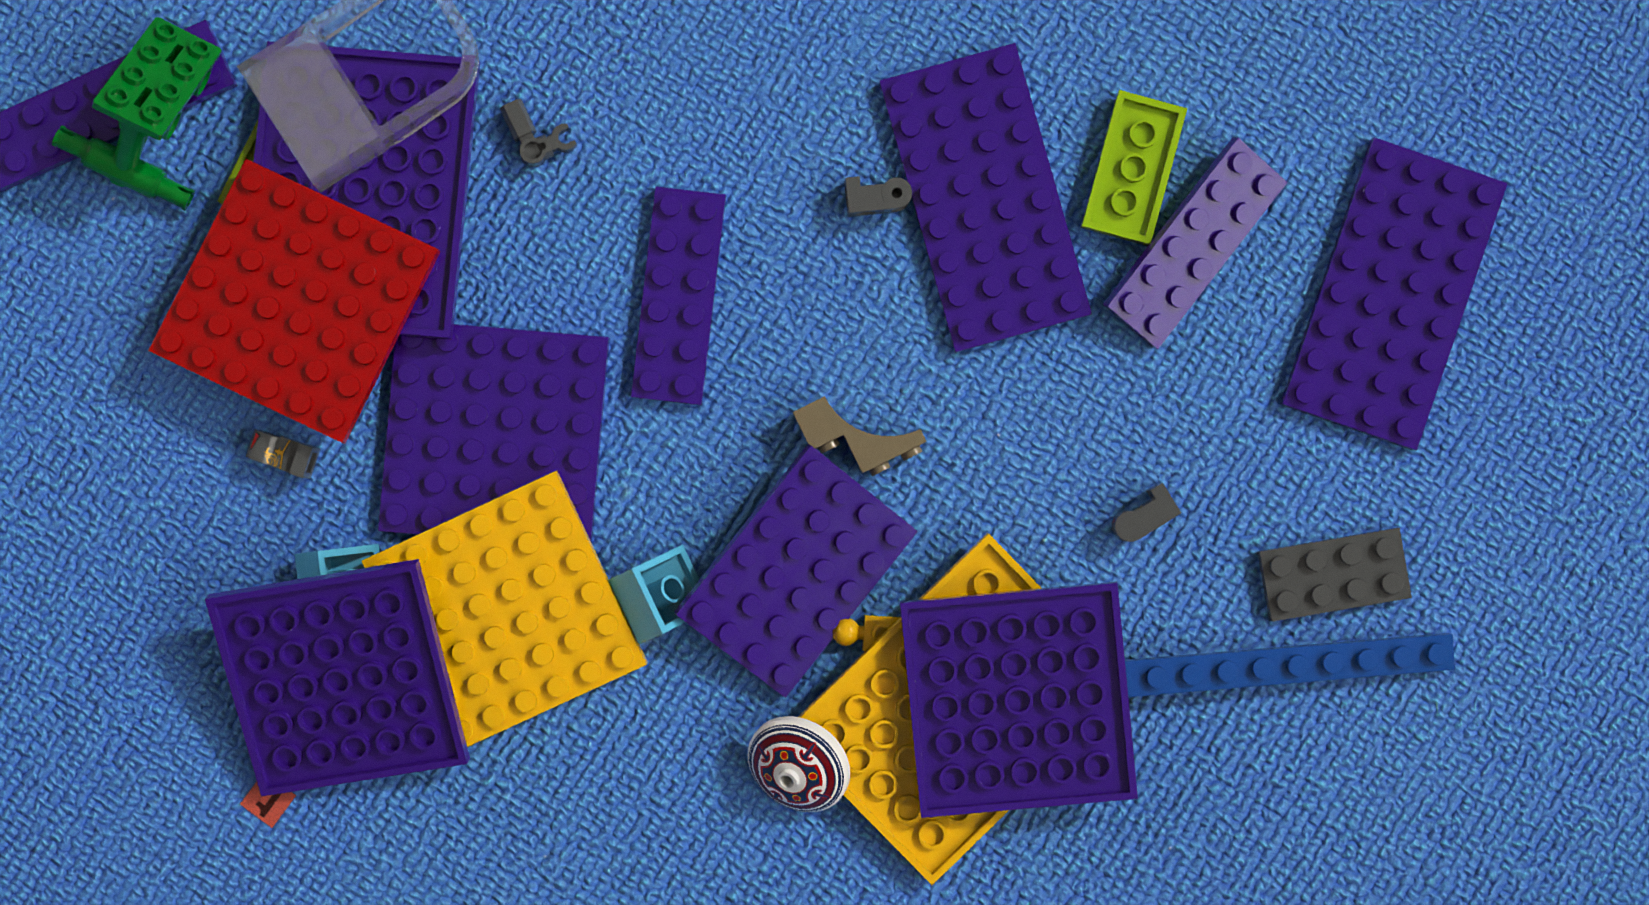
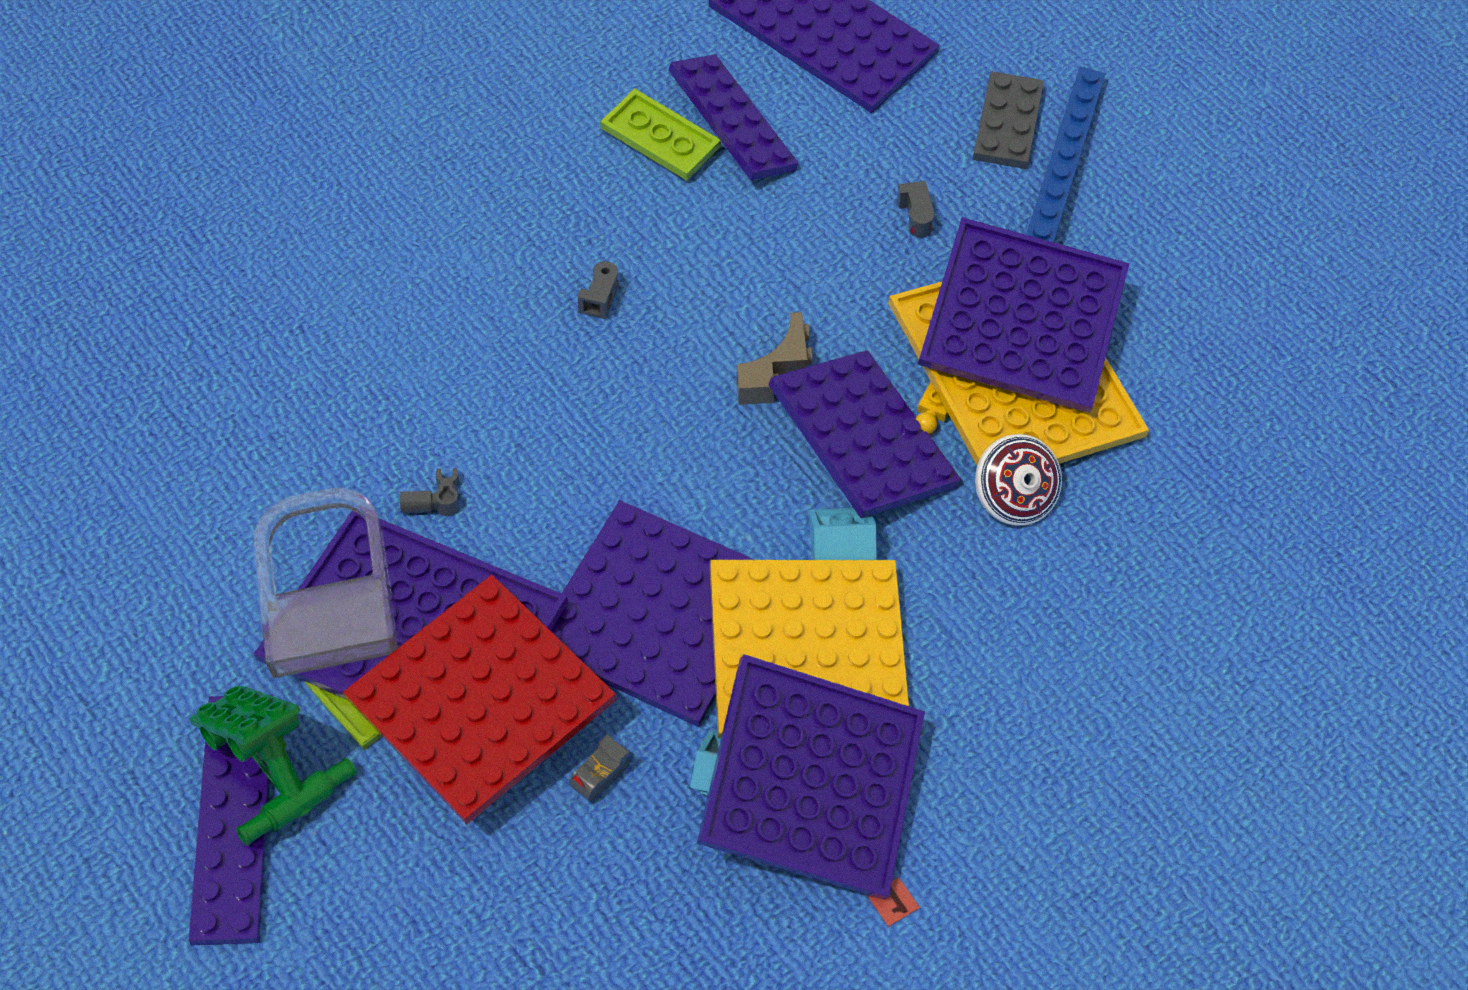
camera: 70 degrees left, 30 degrees down
(678, 296) = (611, 445): dark purple plate -> none
(985, 197) = (638, 226): dark purple plate -> none

